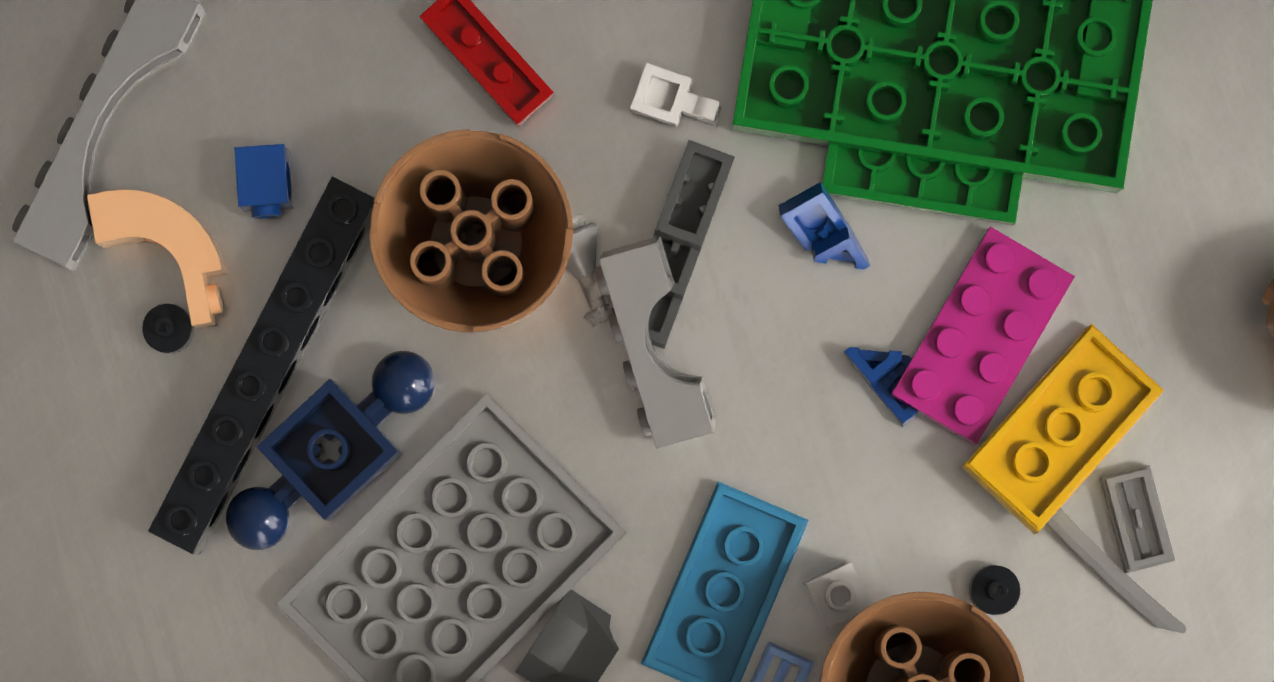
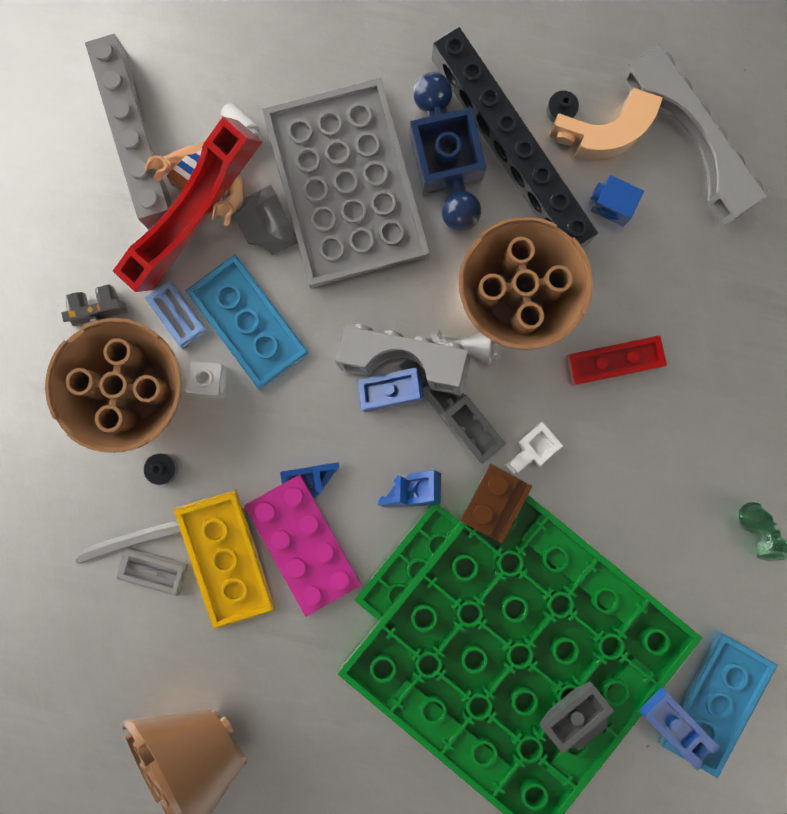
camera: 120 degrees right, 0 degrees up
(706, 337) = (390, 390): none -> plate
(778, 108) = (495, 503): none -> reddish brown plate

